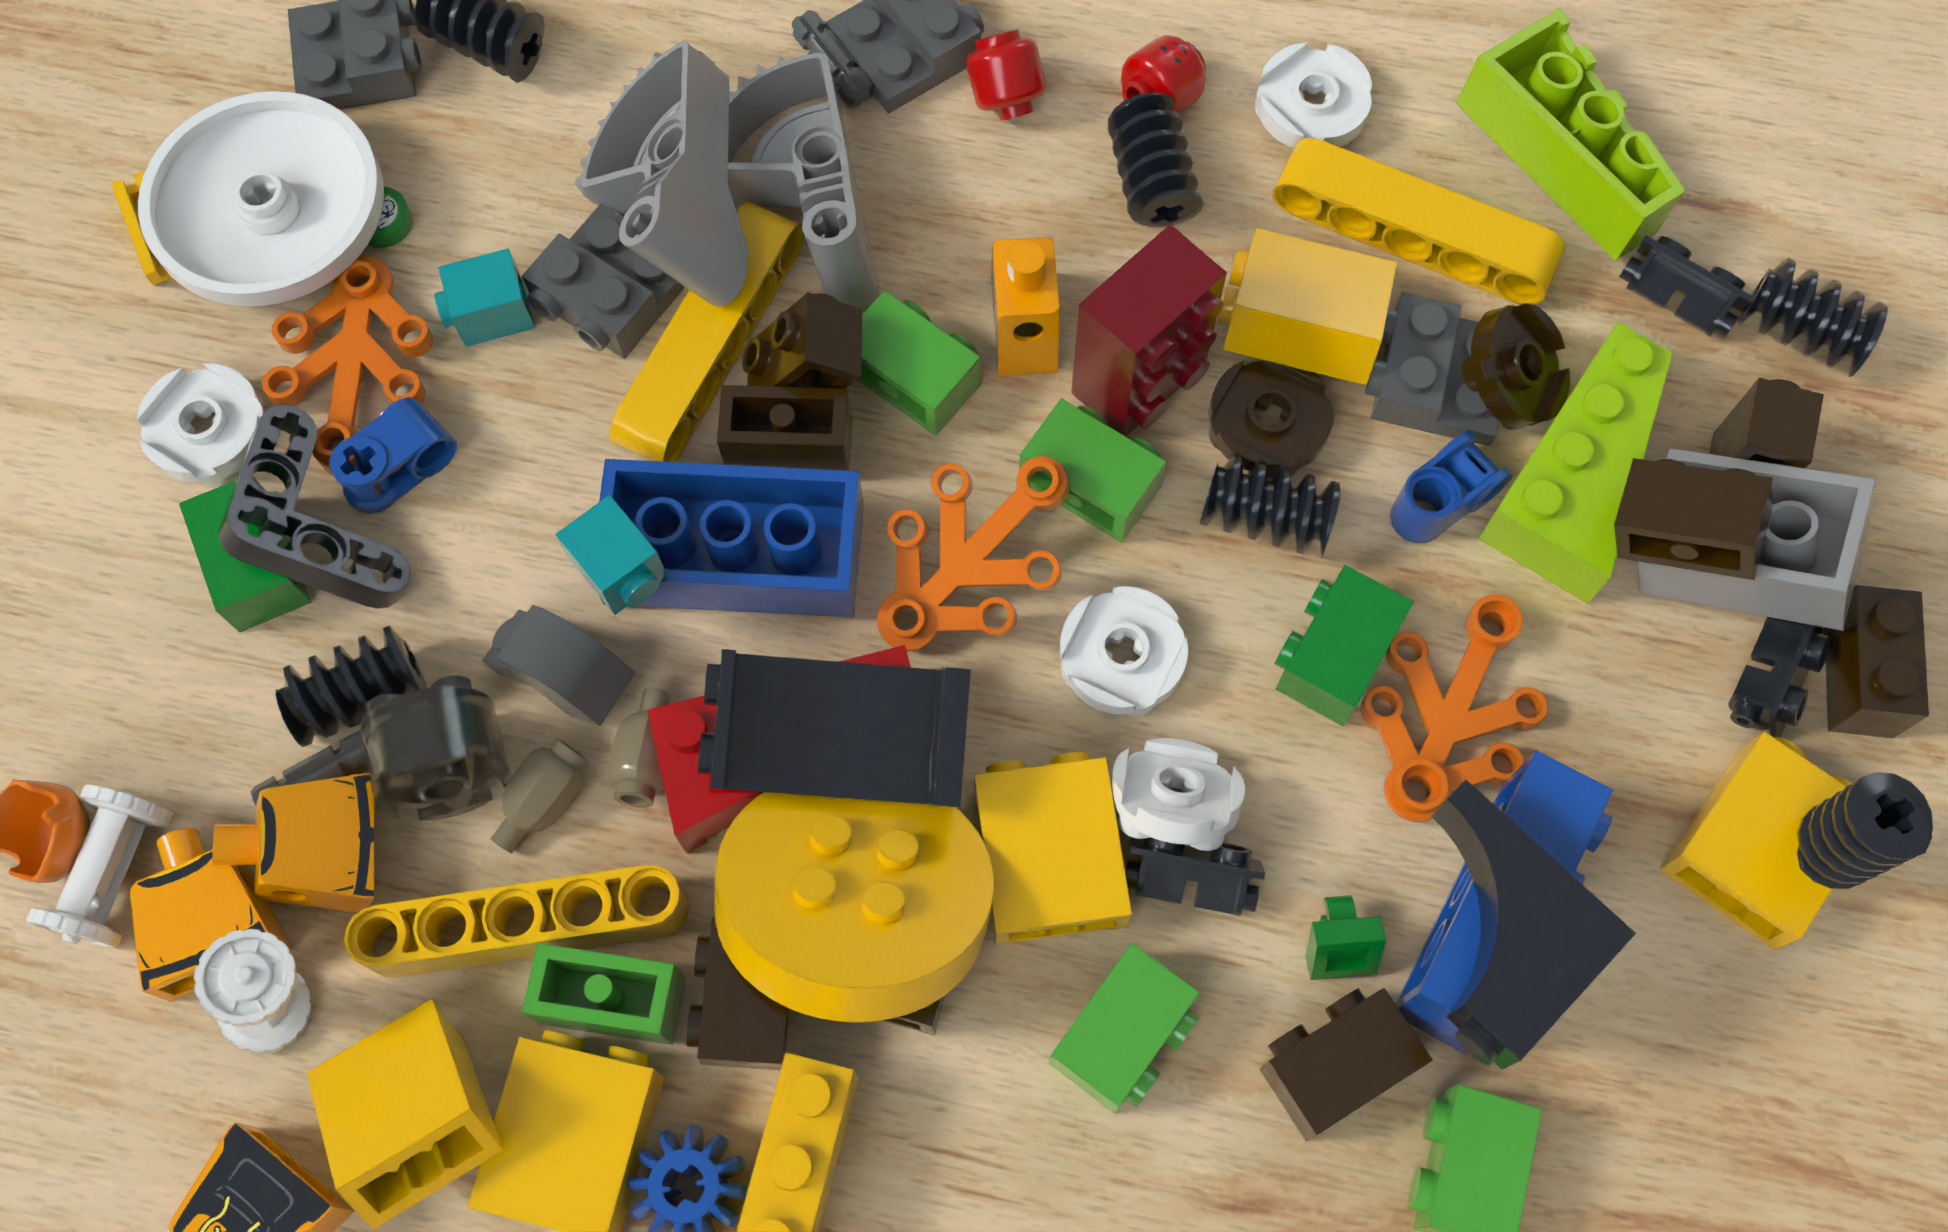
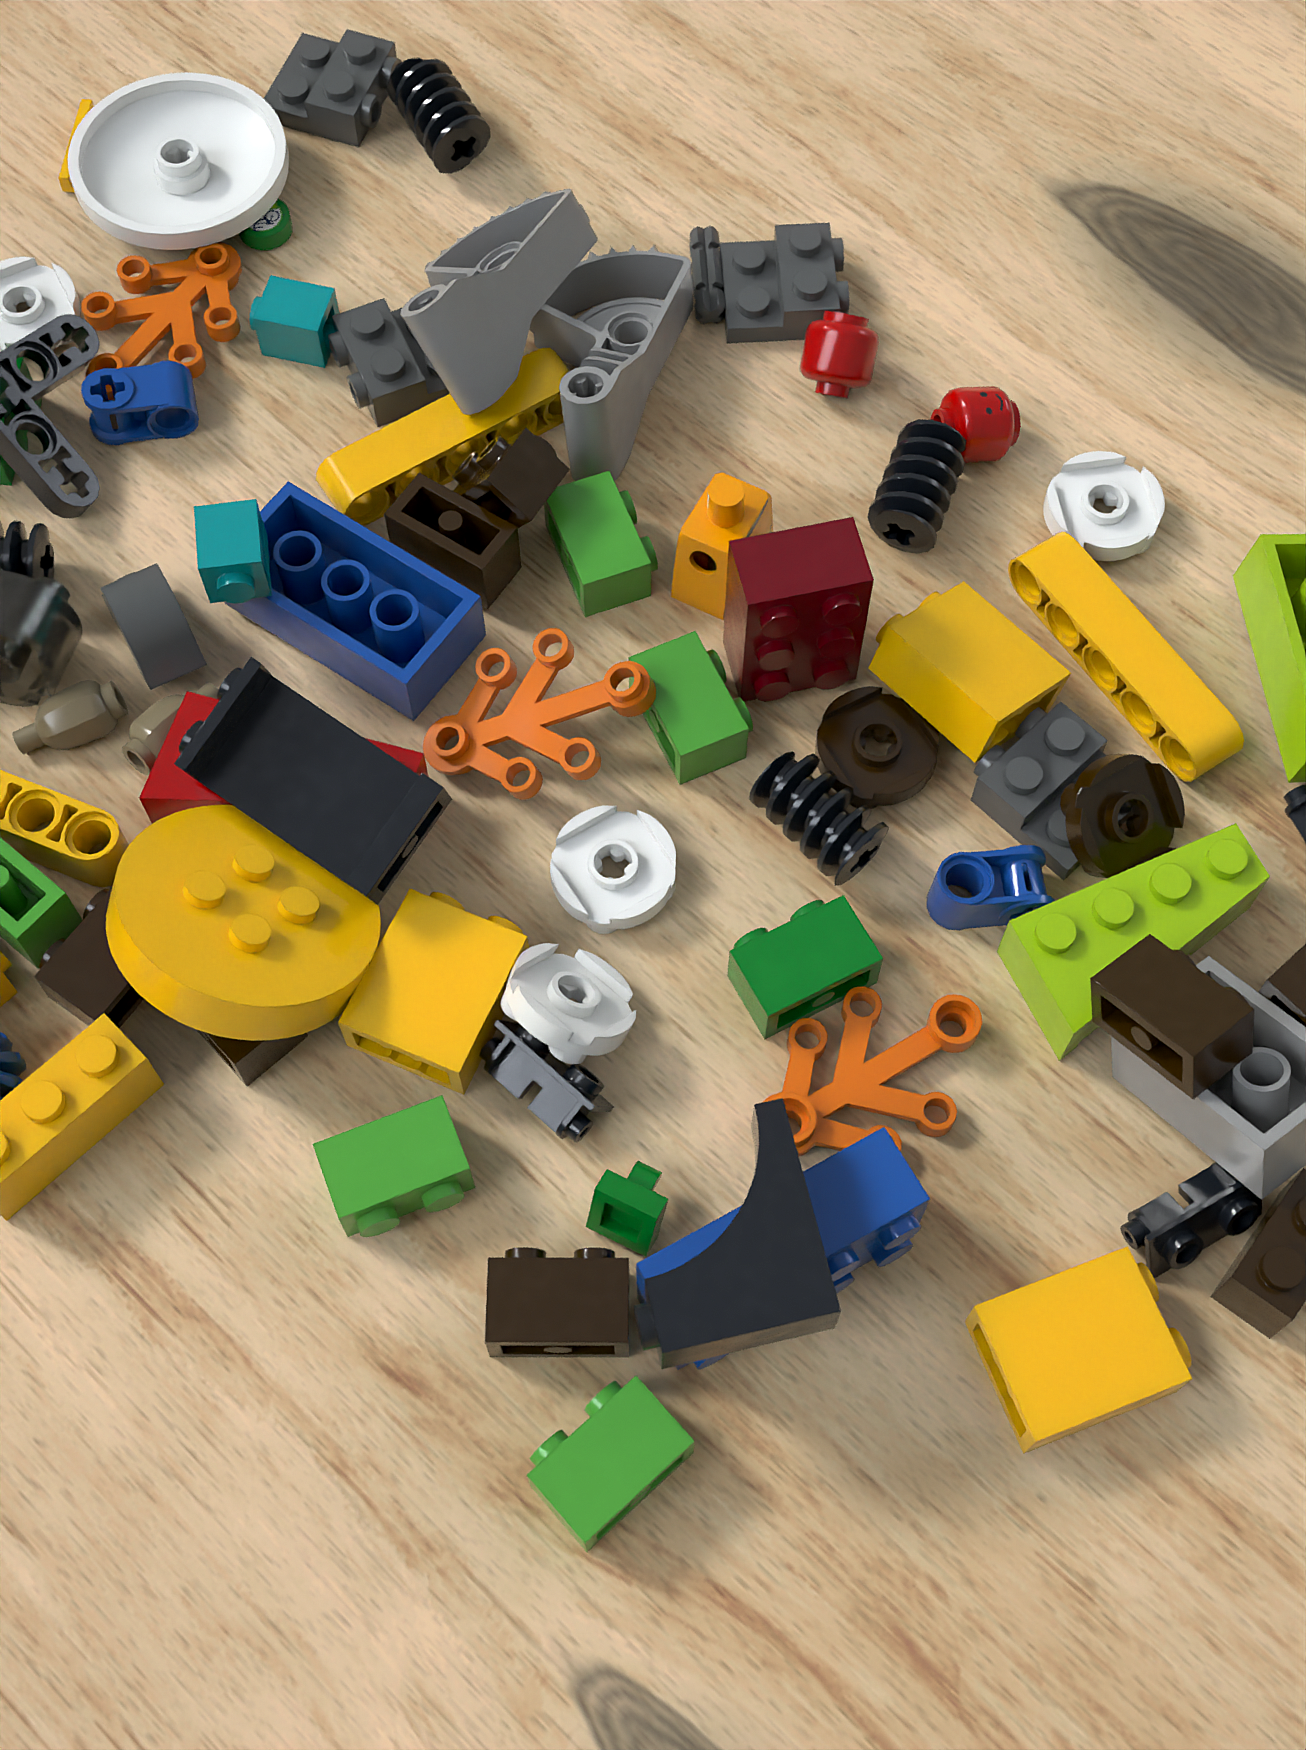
camera: 30 degrees right, 5 degrees down
(1864, 831) = (1138, 1367): black piece -> none

